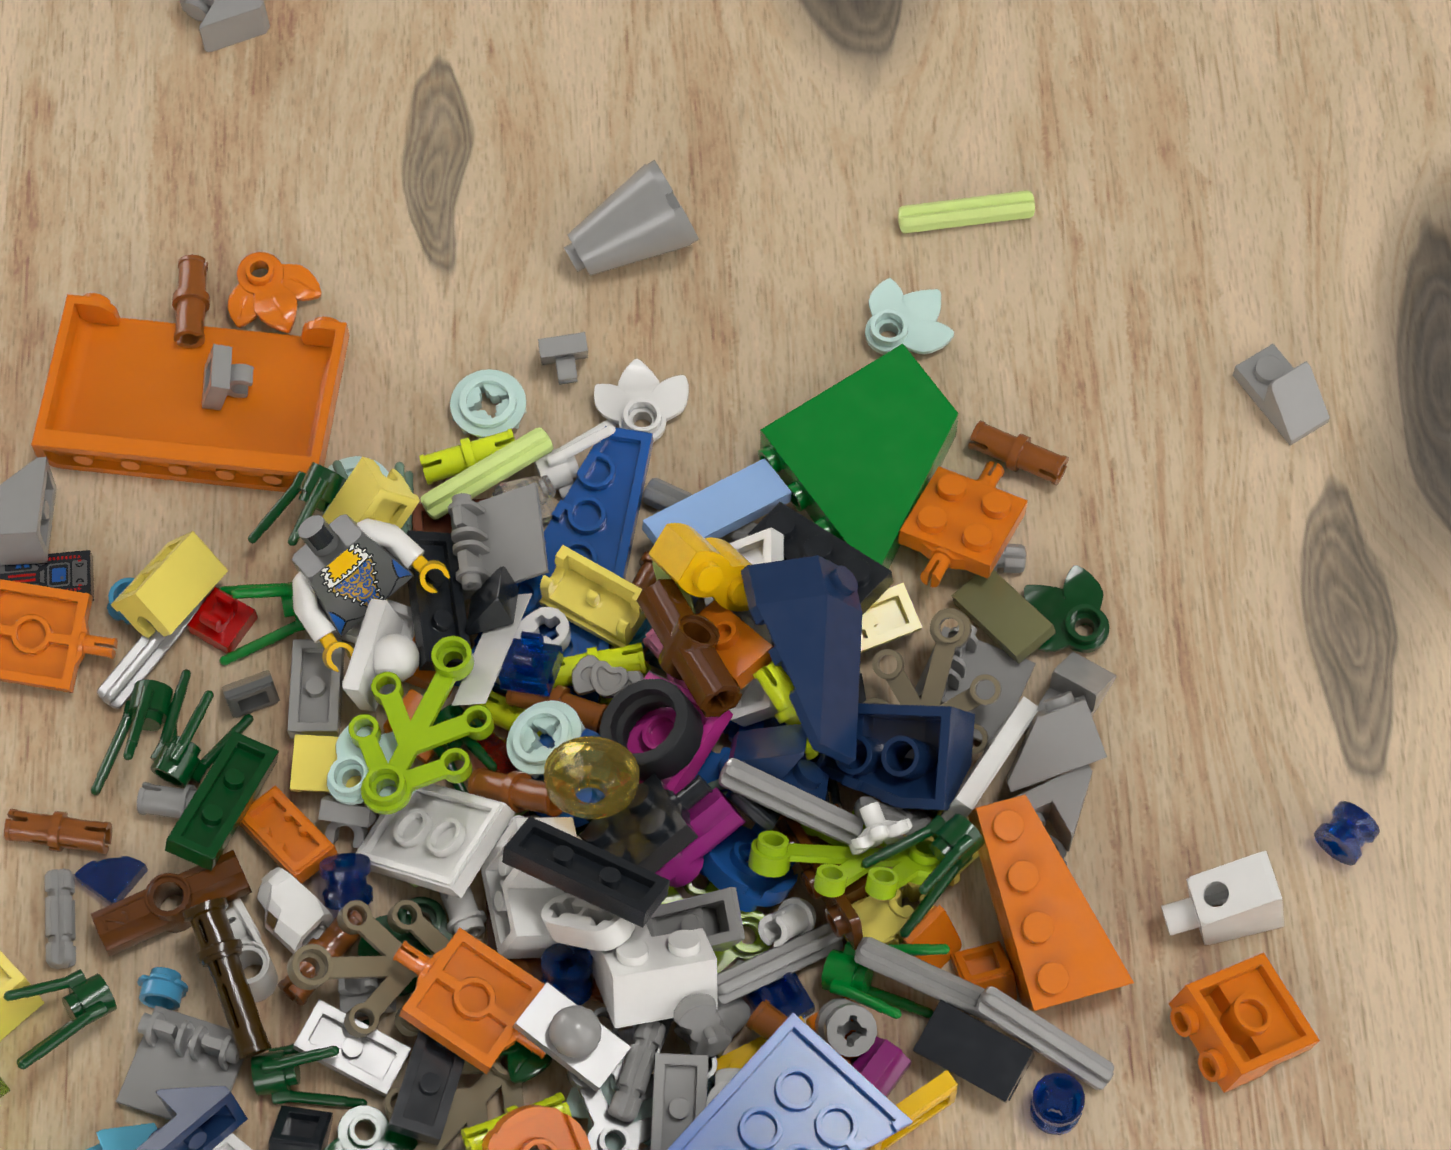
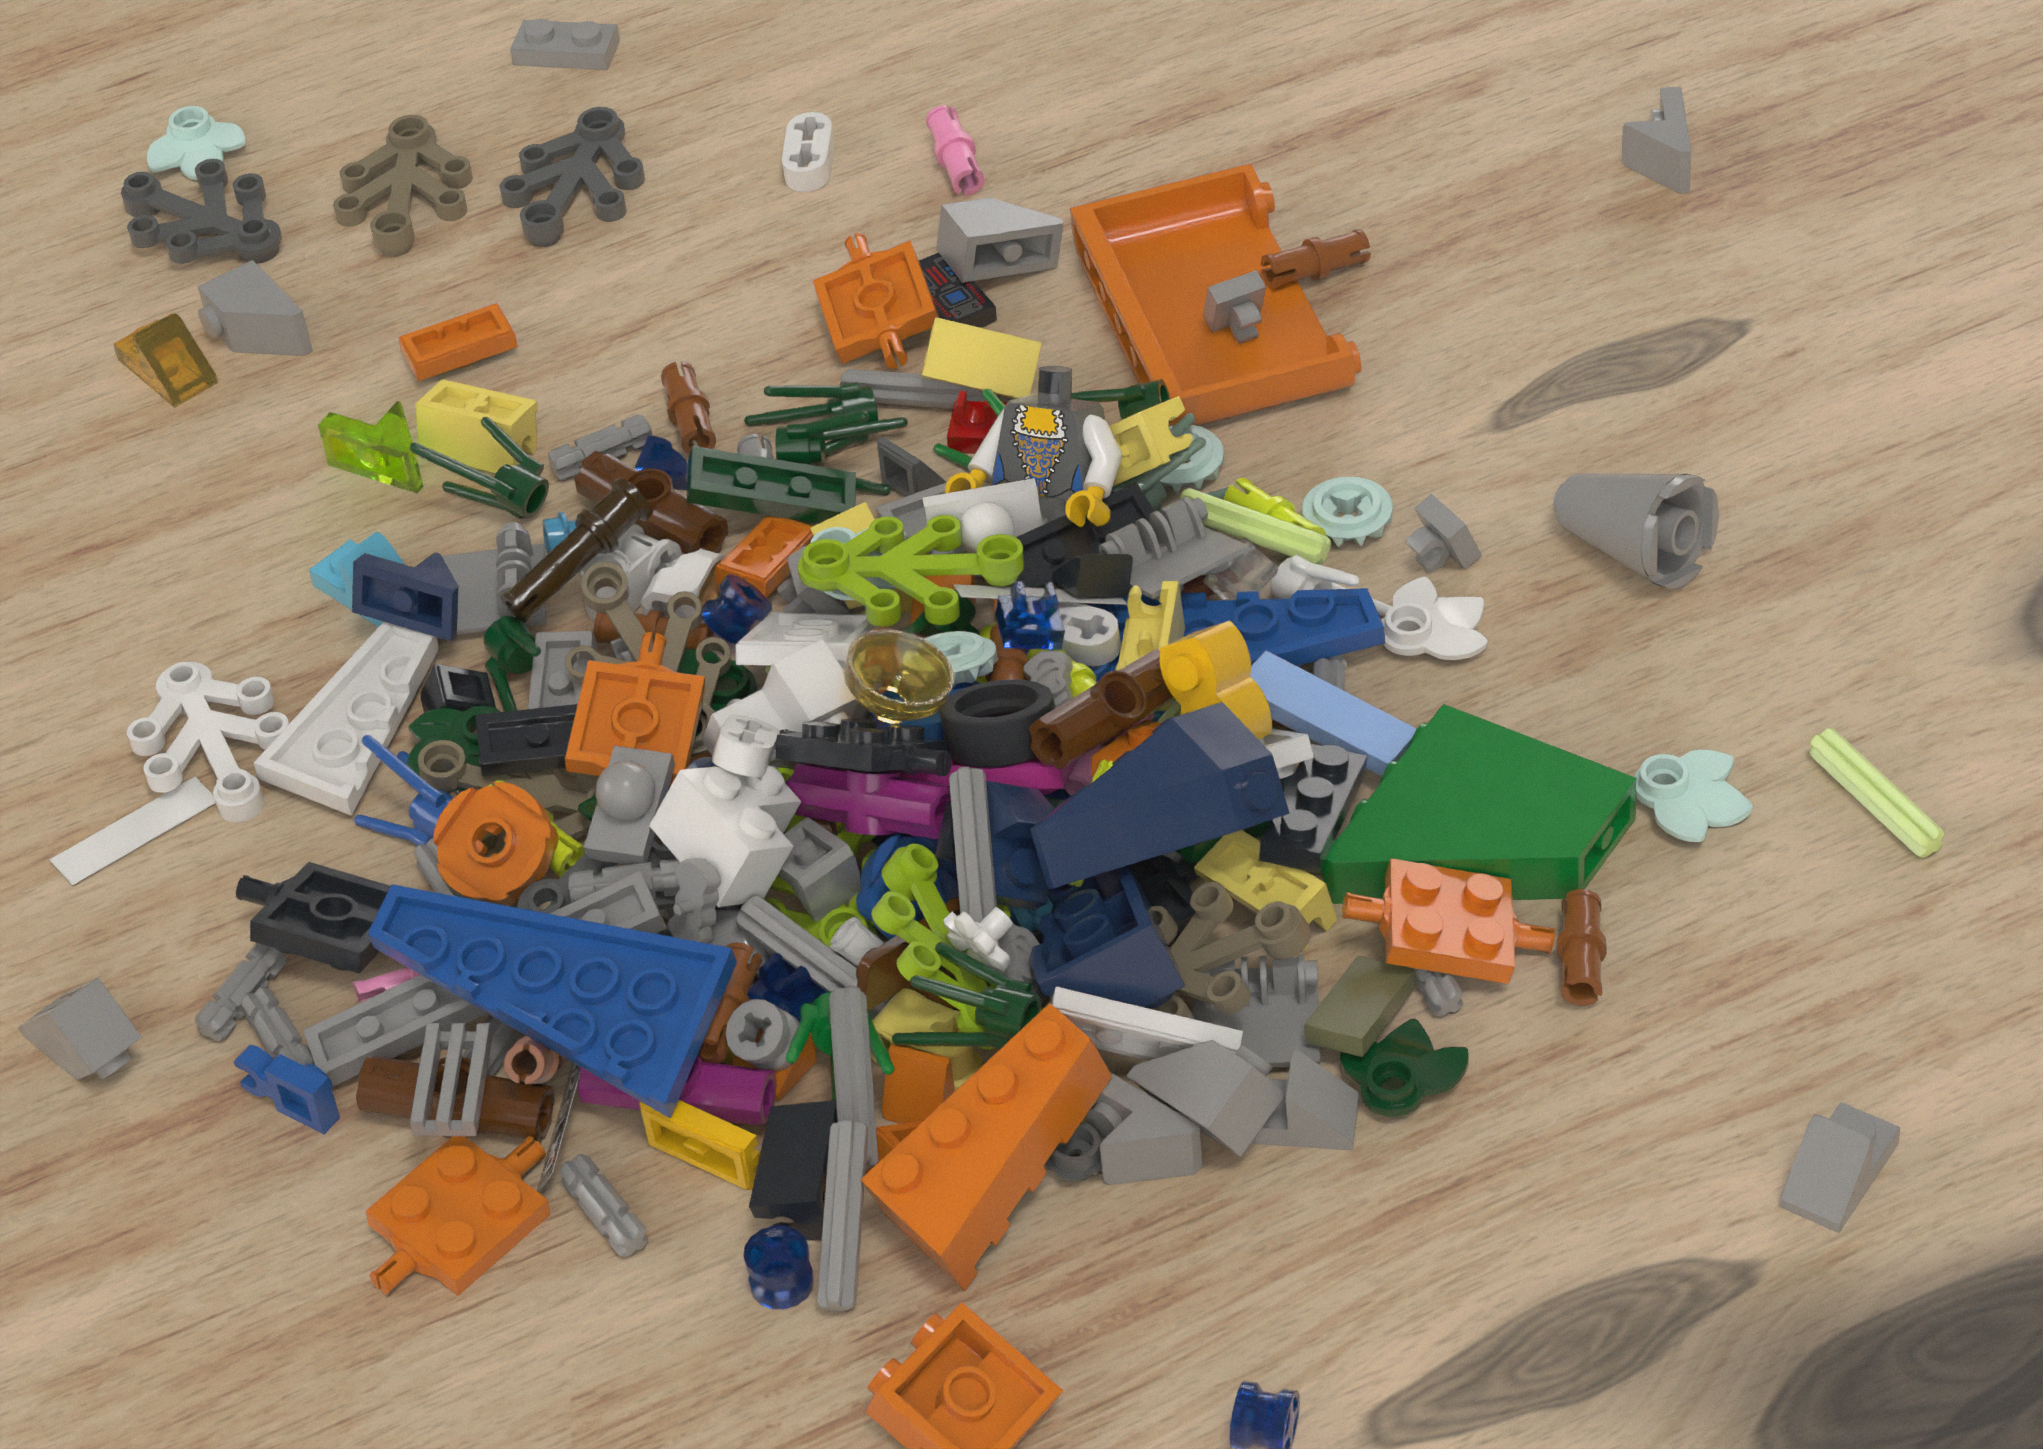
camera: 70 degrees right, 20 degrees down
(273, 295) = (1373, 304): orange plate -> none
(586, 871) = (778, 696): black plate -> none
(1247, 897) = (1106, 1329): white torso -> none

